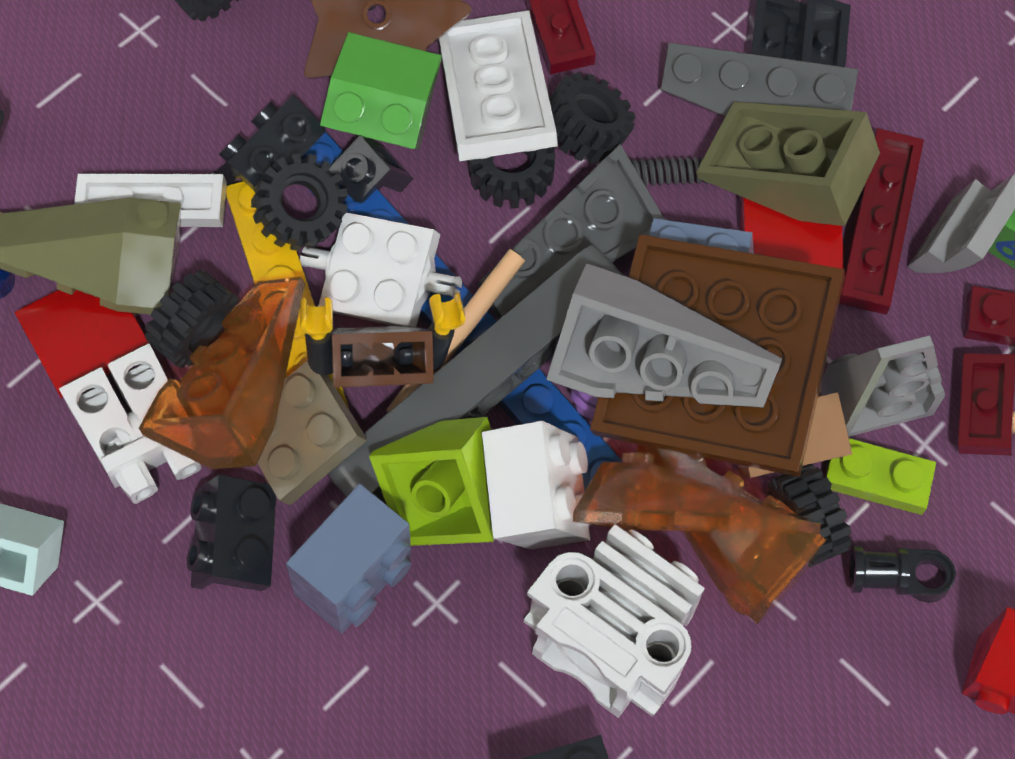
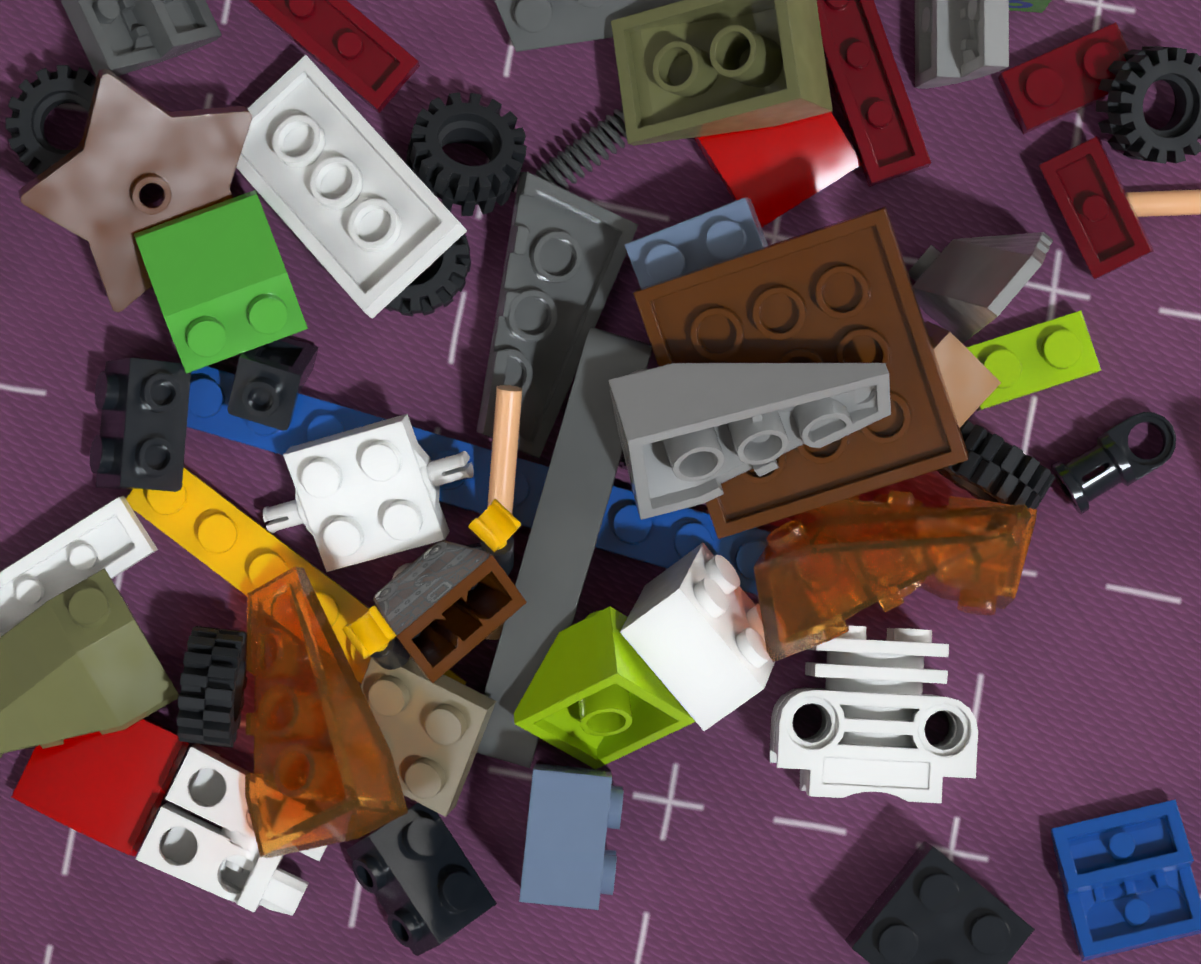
camera: 35 degrees left, 20 degrees up
(314, 177) = (268, 474): black tyre -> none

